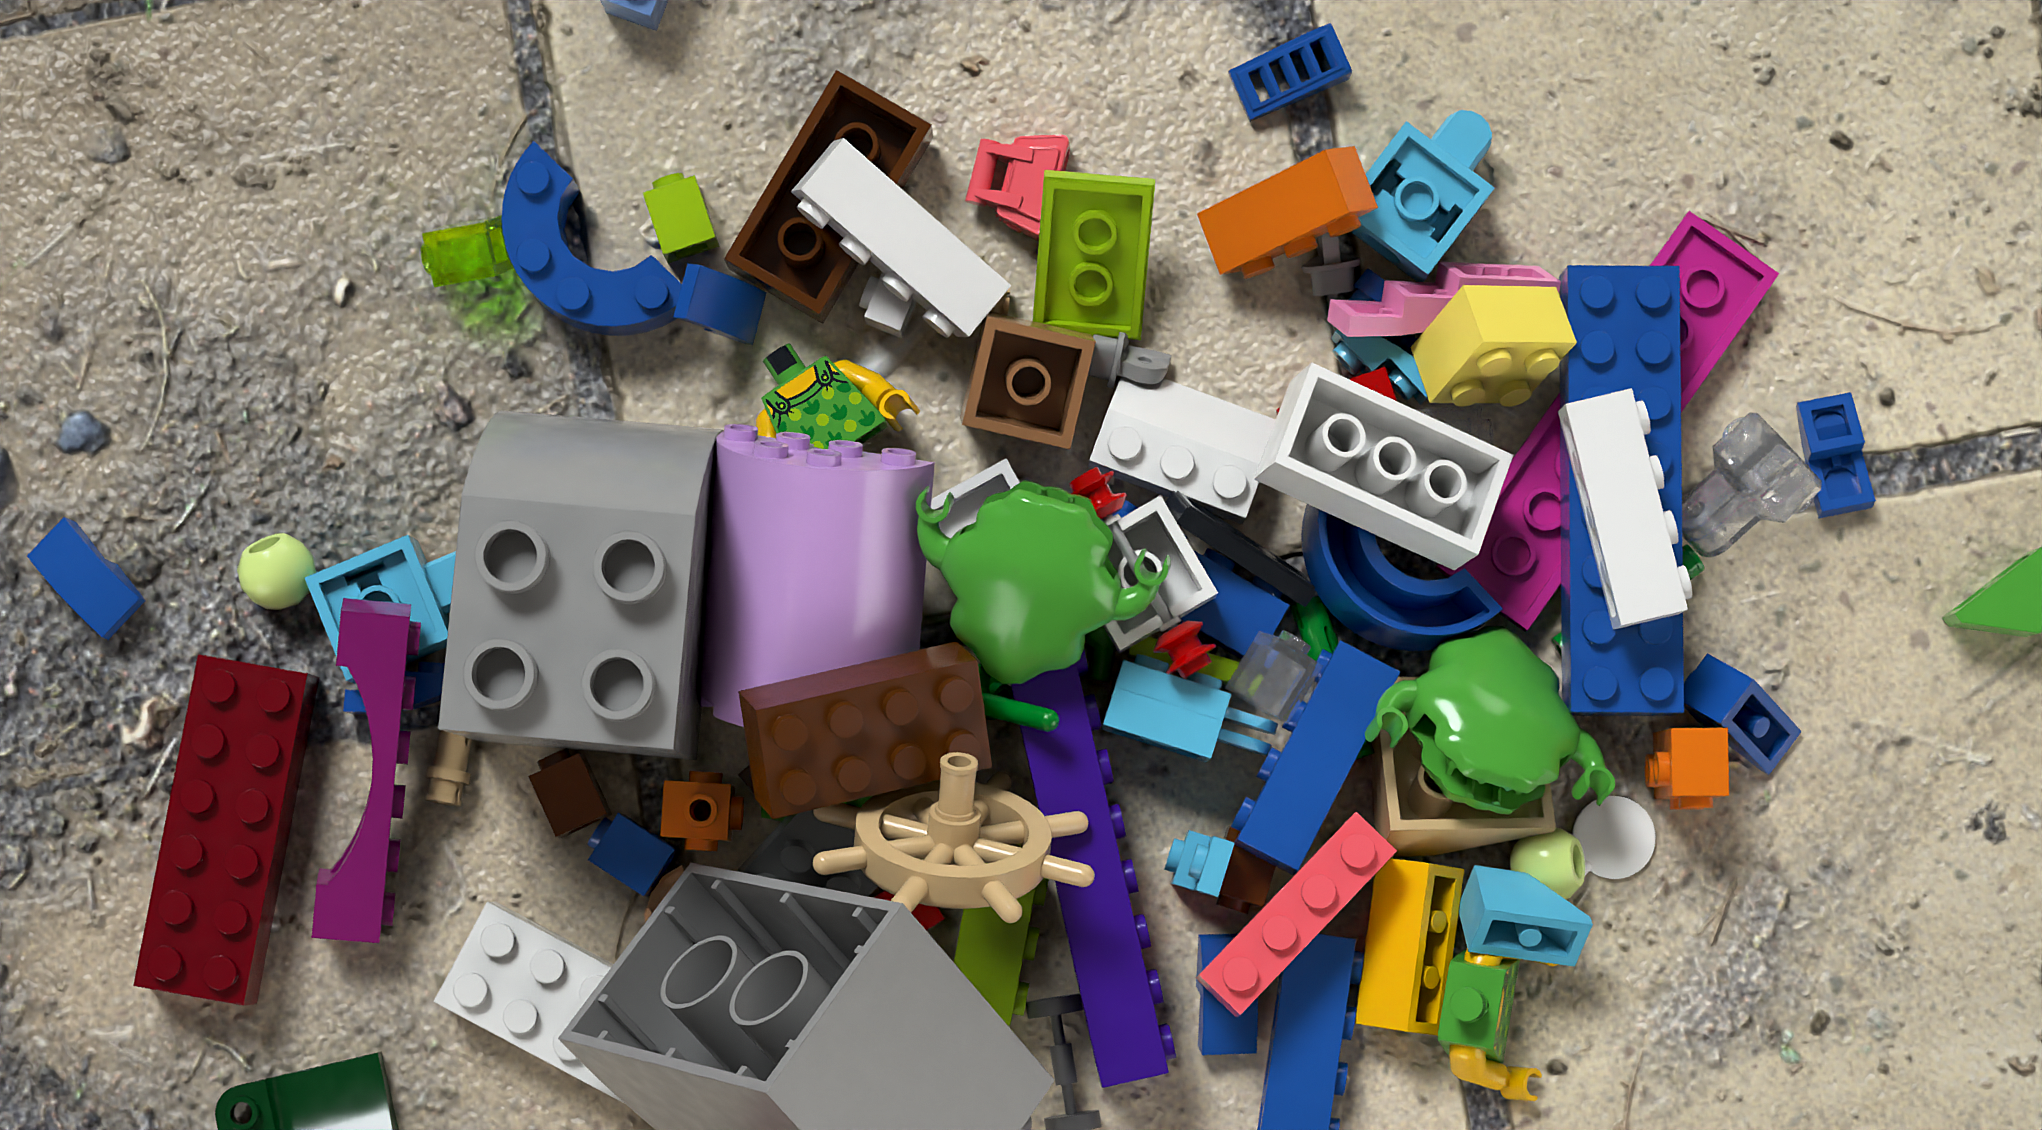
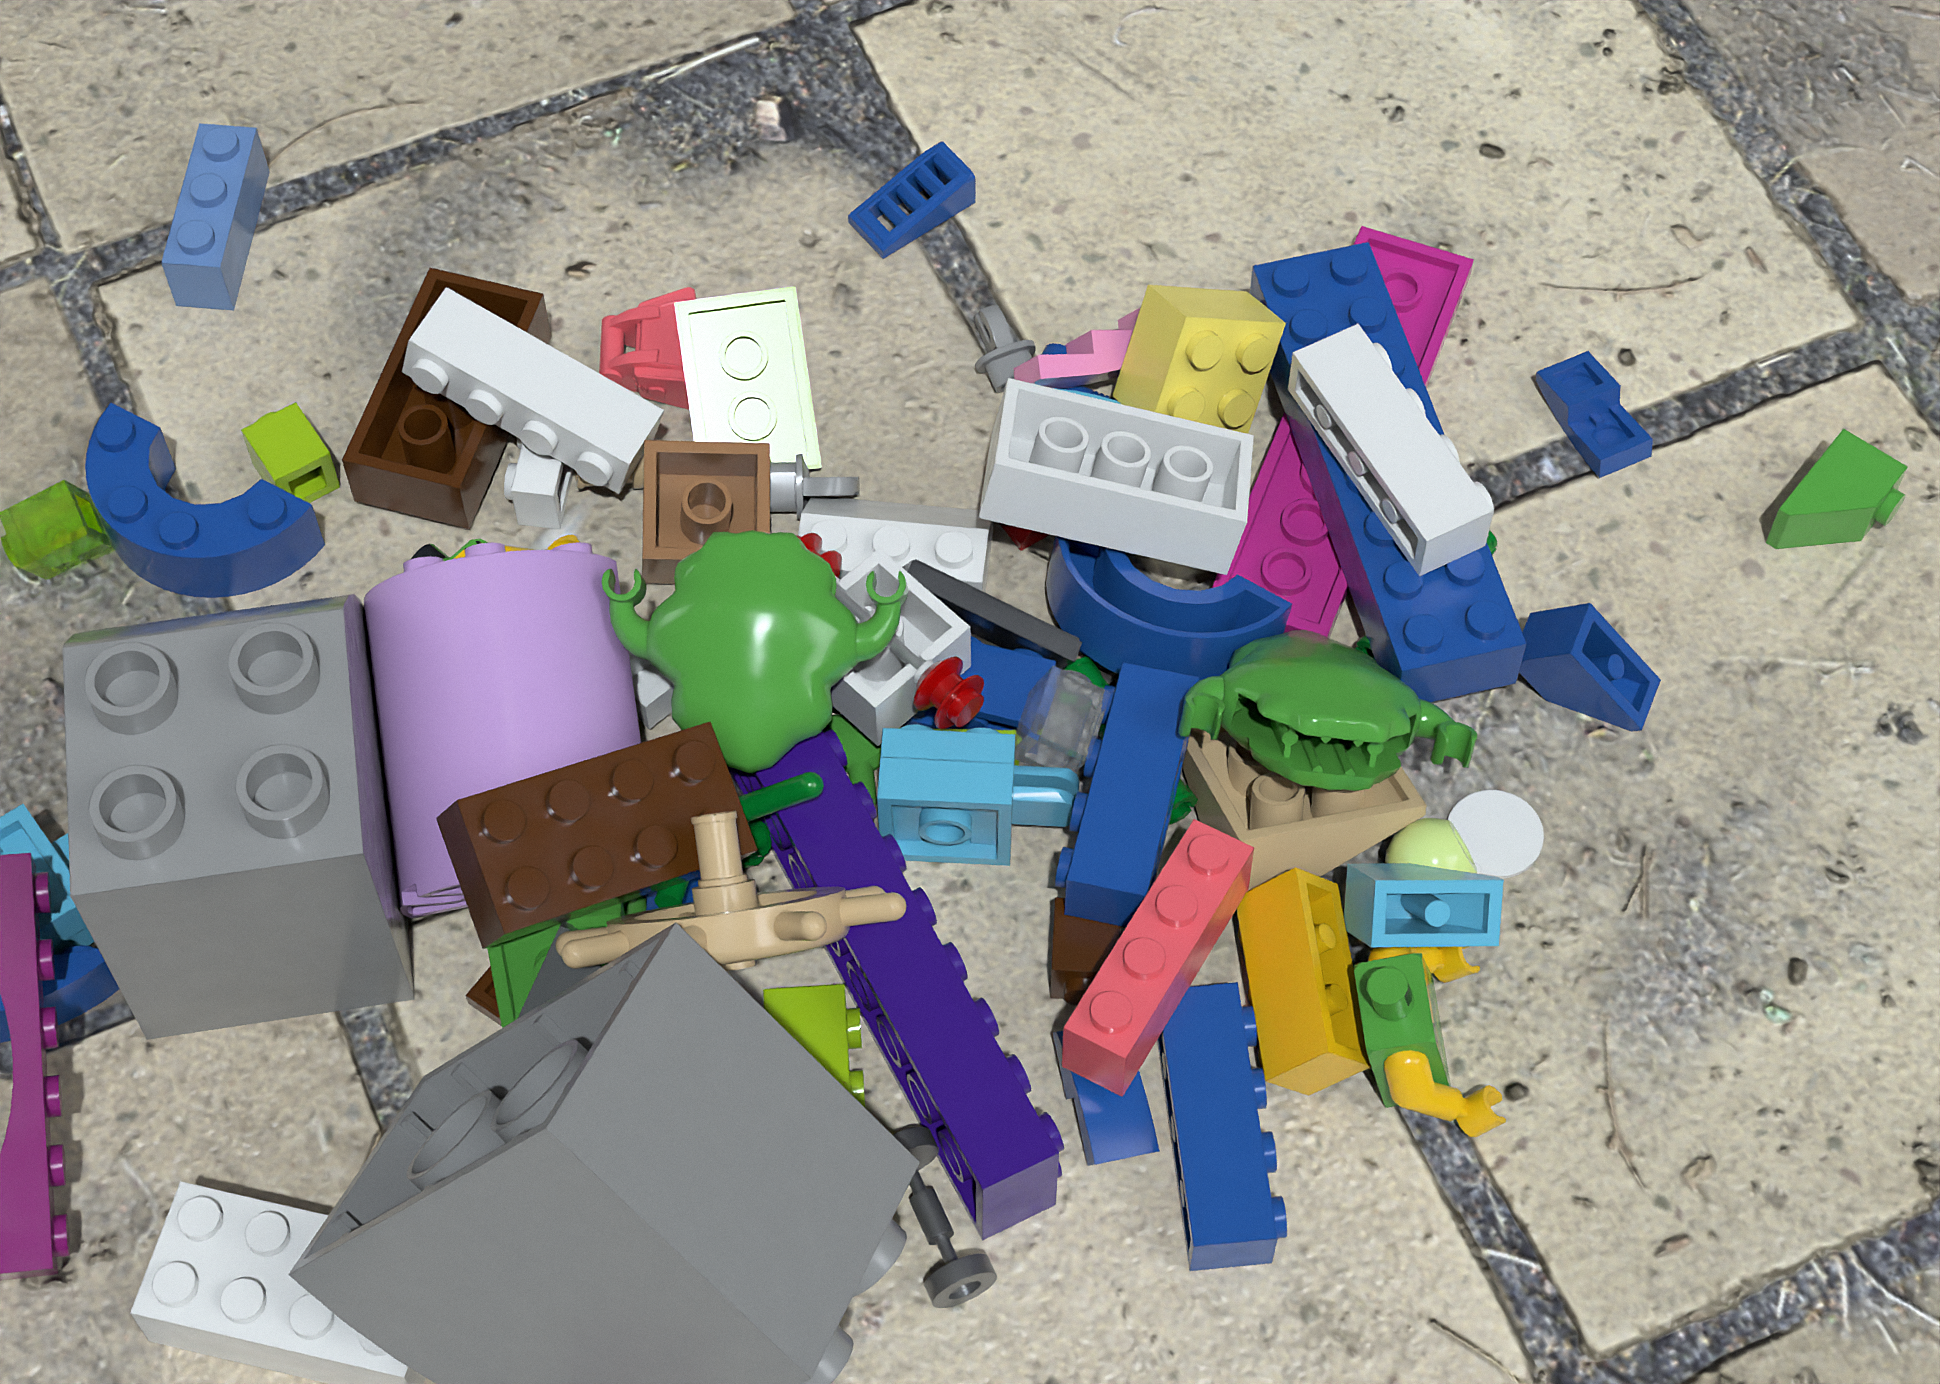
camera: 15 degrees left, 25 degrees down
(449, 770) = (115, 1069): tan pin -> none
(569, 792) = (266, 1057): reddish brown brick -> none
(630, 853) = (350, 1102): blue brick -> none
(680, 806) = (423, 1030): orange brick -> none
(720, 303) = (350, 510): blue slope -> none
(1199, 862) = (1032, 944): medium azure slope -> none
(1288, 212) = (943, 292): orange brick -> none
(1426, 192) = (1077, 260): medium azure brick -> none
(1689, 767) = (1552, 716): orange brick -> none
(1751, 481) = (1520, 430): clear piece -> none

